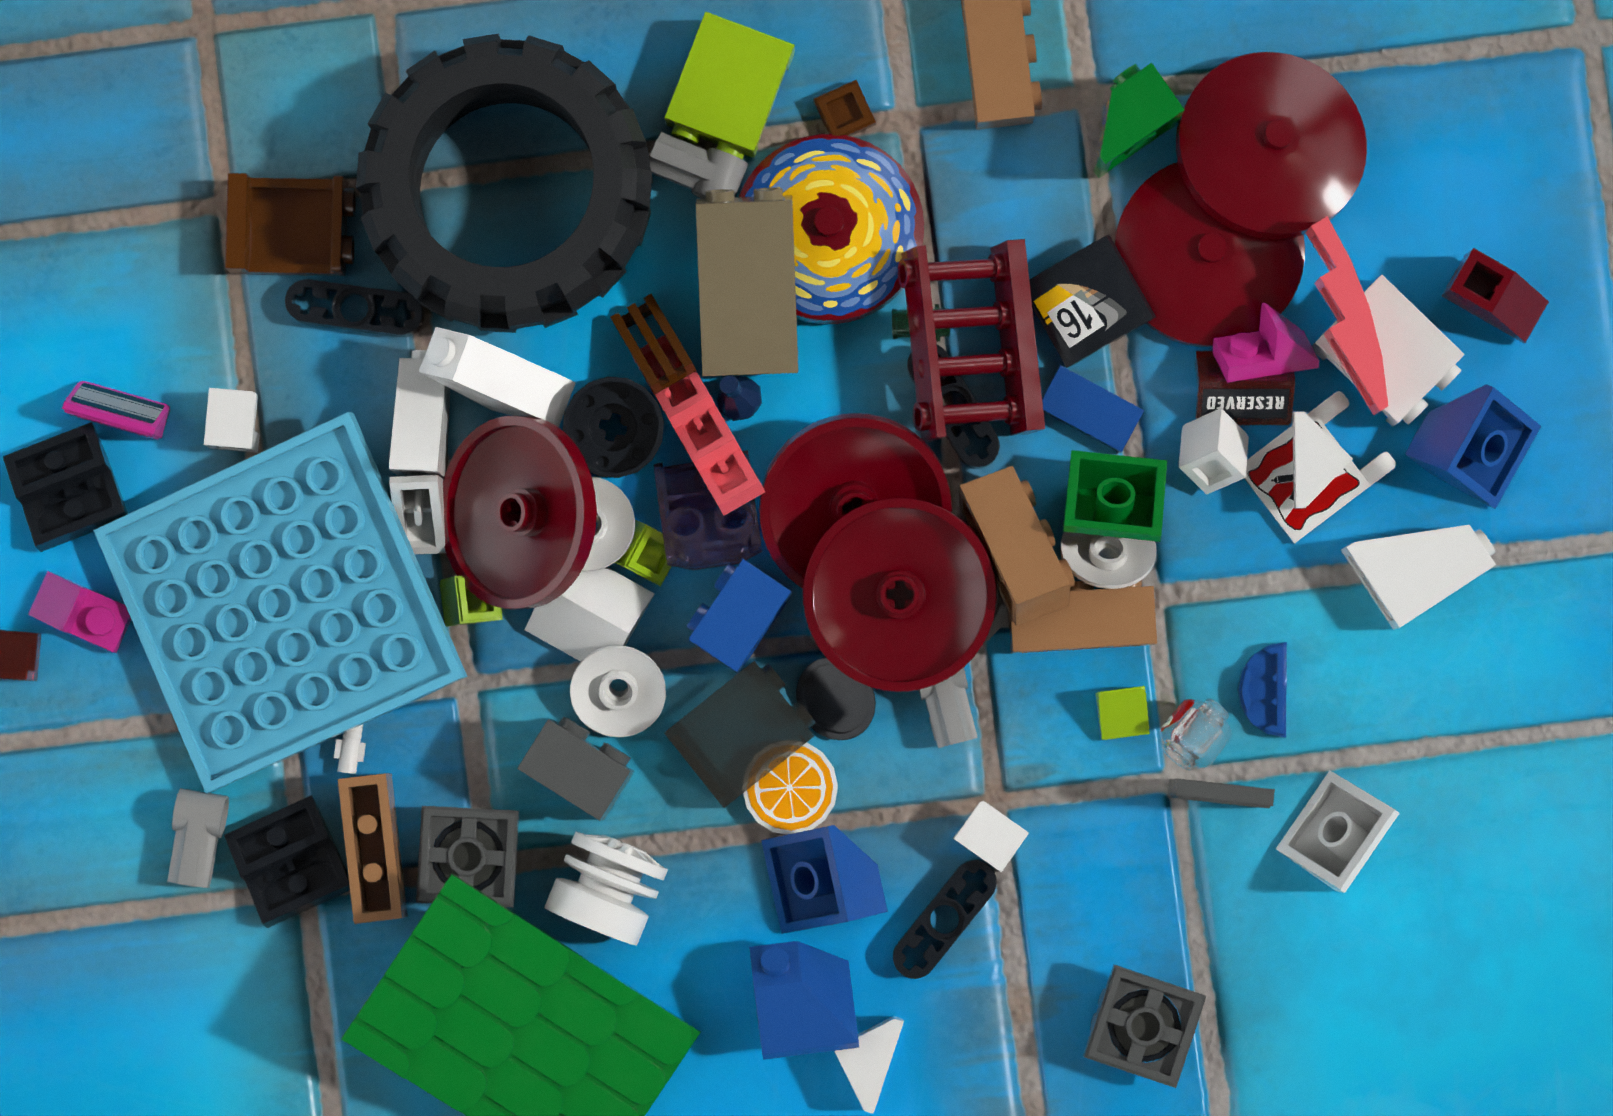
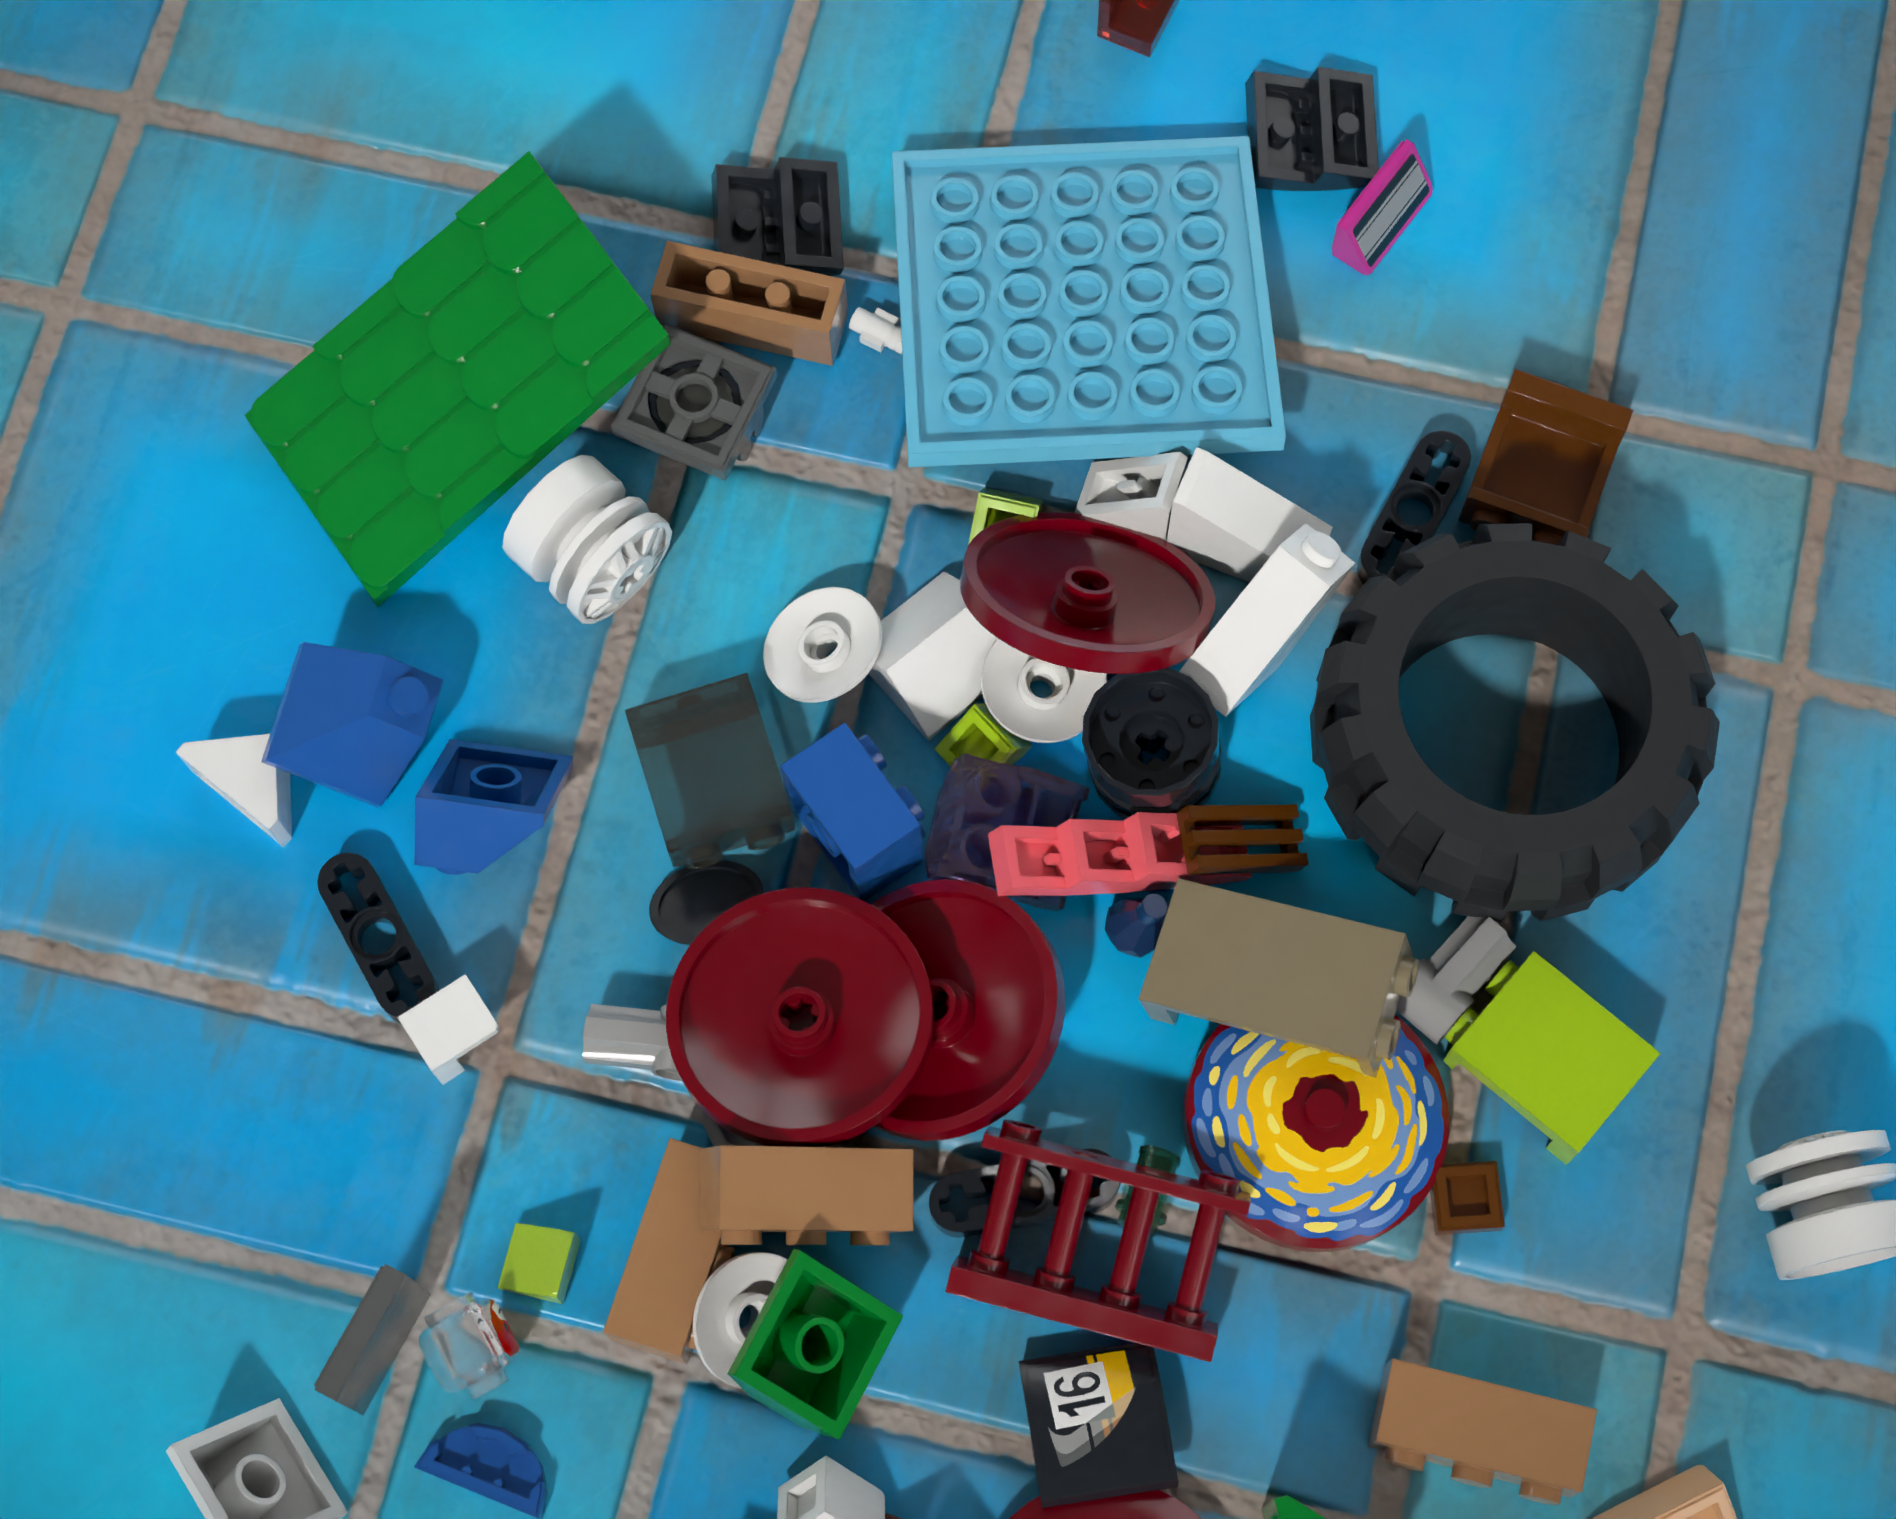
camera: 110 degrees right, 15 degrees down
(81, 612) = (1160, 99): dark pink slope -> none
(198, 825) = (855, 135): light grey piece -> none
(231, 420) = (1323, 318): white panel -> none
(577, 768) = (745, 556): dark grey piece -> none
(795, 793) = (611, 815): light orange tile -> none
(1091, 409) = (952, 1373): blue tile -> none
(1144, 1025) = (127, 1130): dark grey piece -> none

